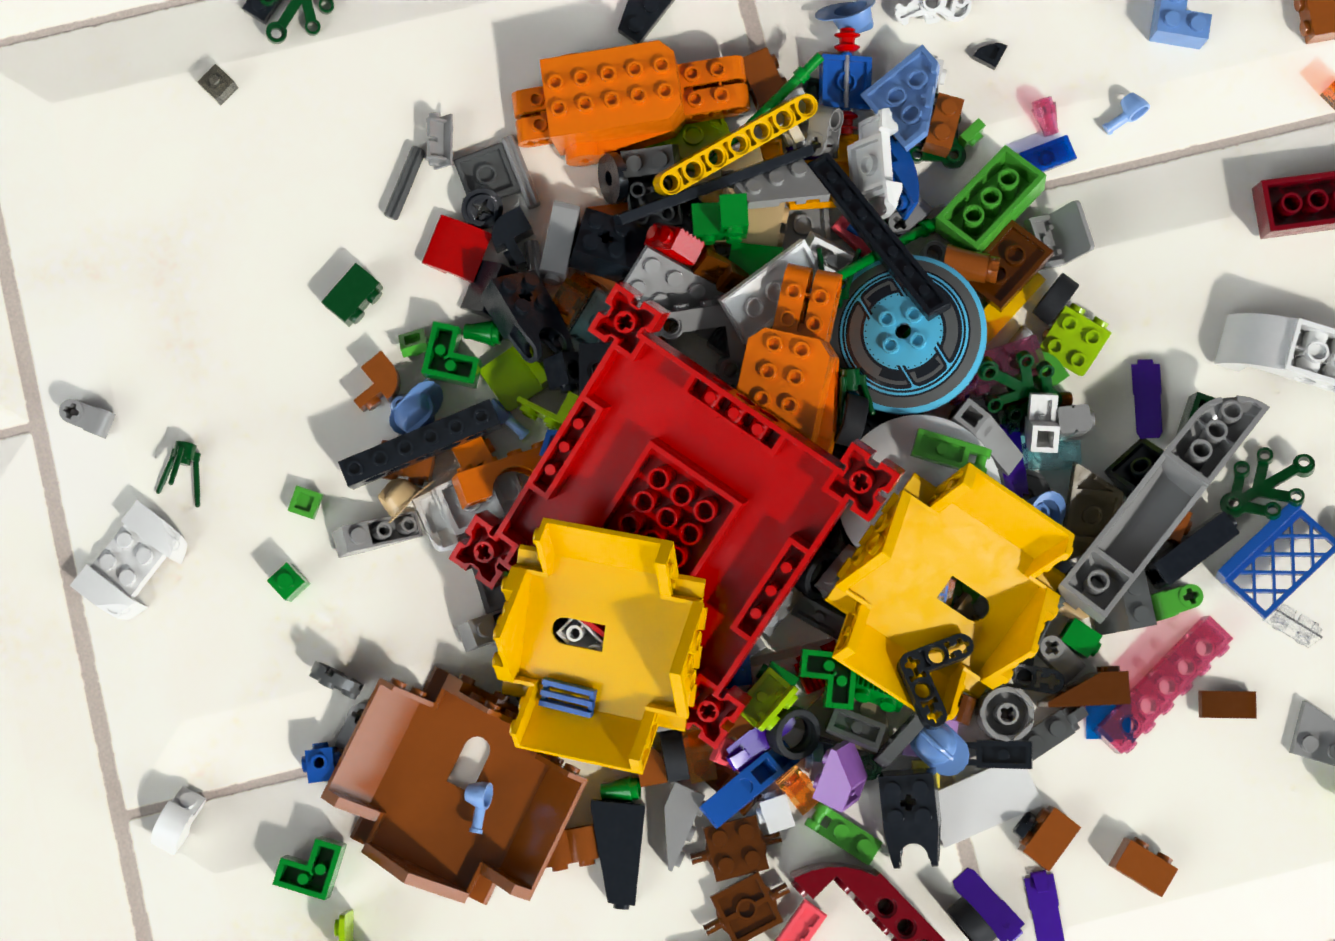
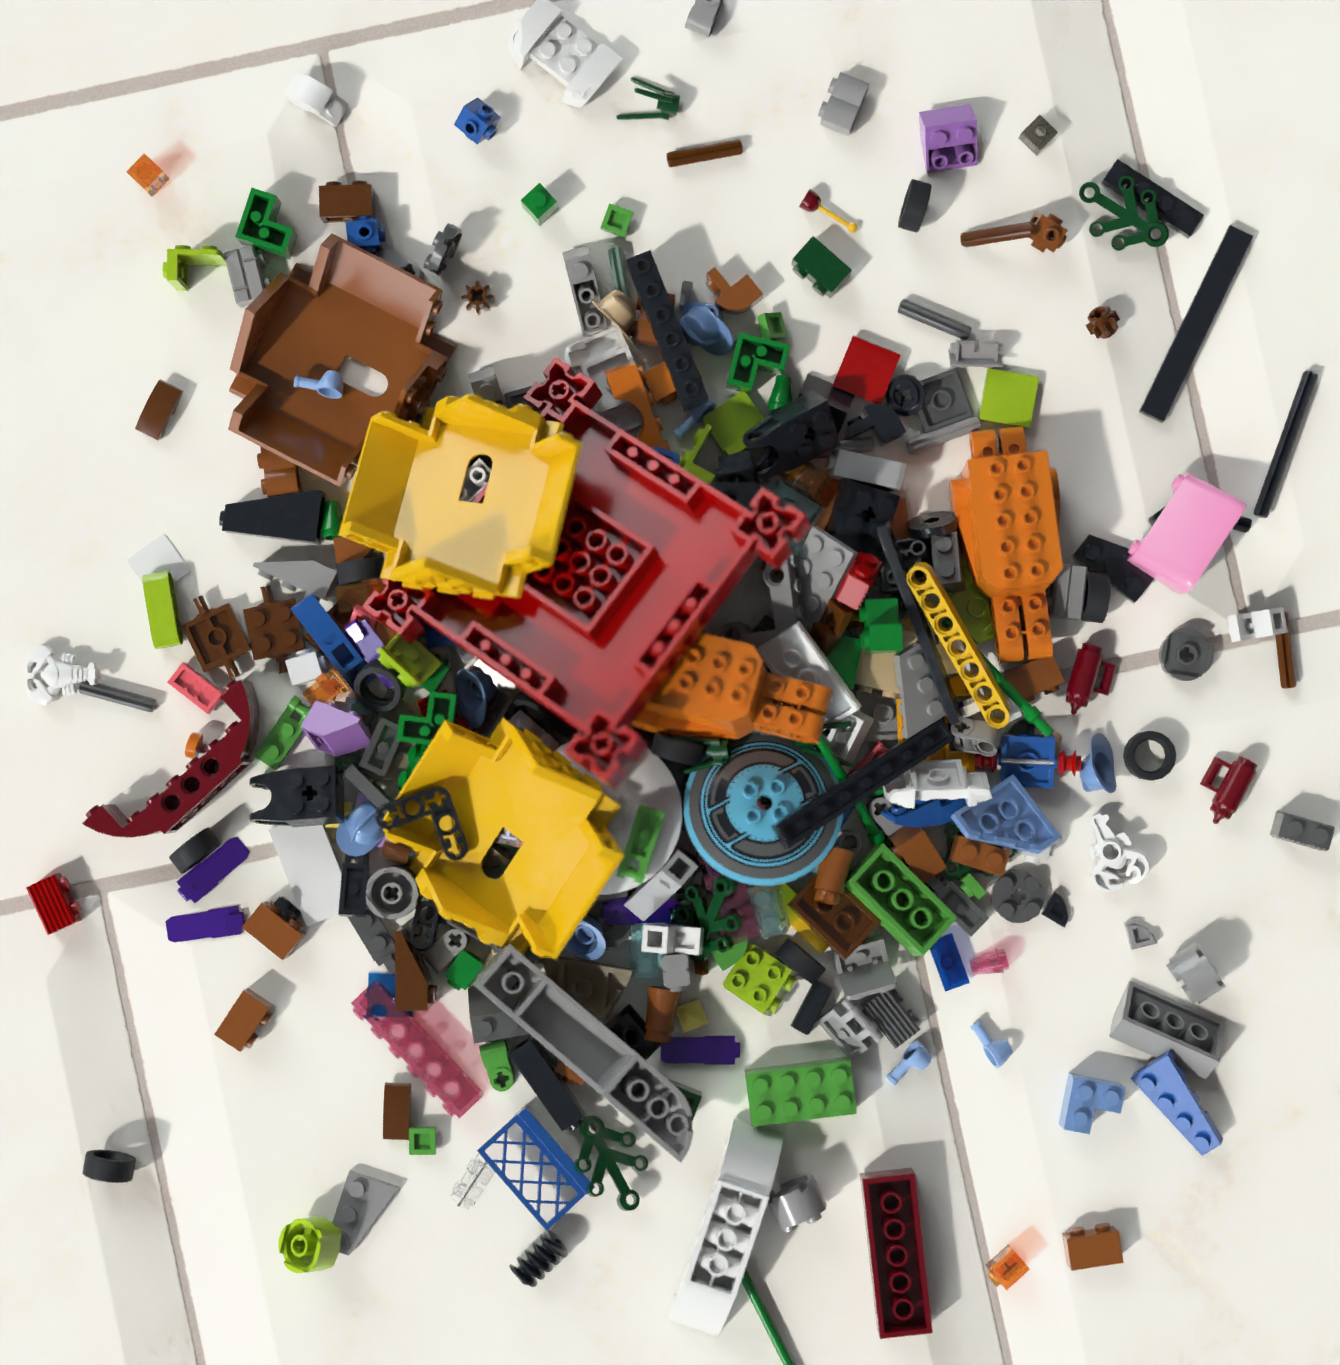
camera: 95 degrees right, 5 degrees up
(185, 276) = (844, 103): none -> light grey brick
(201, 648) = (477, 121): none -> blue brick
(220, 171) = (948, 138): none -> medium lavender slope
(235, 416) = (704, 153): none -> reddish brown axle
(285, 306) = (812, 202): none -> hinge
(286, 785) = (346, 202): none -> reddish brown brick
(290, 202) = (914, 205): none -> black tyre
(316, 74) = (1049, 232): none -> dark orange brick
(319, 119) = (998, 234): none -> reddish brown axle
(356, 500) = (618, 270): none -> sand green axle
(364, 888) = (246, 274): none -> light grey brick
(378, 644) = (477, 289): none -> reddish brown gear
(381, 430) = (686, 291): none -> light grey tile
(406, 18) = (1102, 322): none -> reddish brown gear
(483, 109) = (1008, 398): none -> lime tile
(546, 692) = (402, 485): blue tile -> none
(681, 19) = (1096, 597): none -> black tyre
(685, 43) = (1068, 593): none -> light grey brick
(759, 29) = (1084, 677): none -> dark red piece
(798, 634) = (474, 694): none -> medium blue piece
(860, 929) = (193, 745): none -> orange tile
(941, 186) = (917, 852): none -> dark orange brick
(987, 79) = (1007, 907): none -> dark grey plate
(999, 136) = (969, 914): none -> dark grey hinge
(1010, 327) = (769, 910): none -> clear light blue brick
(1100, 288) = (811, 1007): none -> black brick
(1107, 208) = (891, 1017): none -> dark grey brick
(1112, 408) = (691, 1015): none -> light yellow tile
(1114, 437) = (661, 1013): none -> dark orange plant
(1123, 254) = (845, 1032): none -> light grey plate
(1142, 187) = (914, 1056): none -> light blue bar
(1184, 297) = (800, 1091): none -> bright green brick
(1255, 677) = (422, 1140): none -> bright green plate
(1296, 294) = (797, 1202): none -> light grey brick

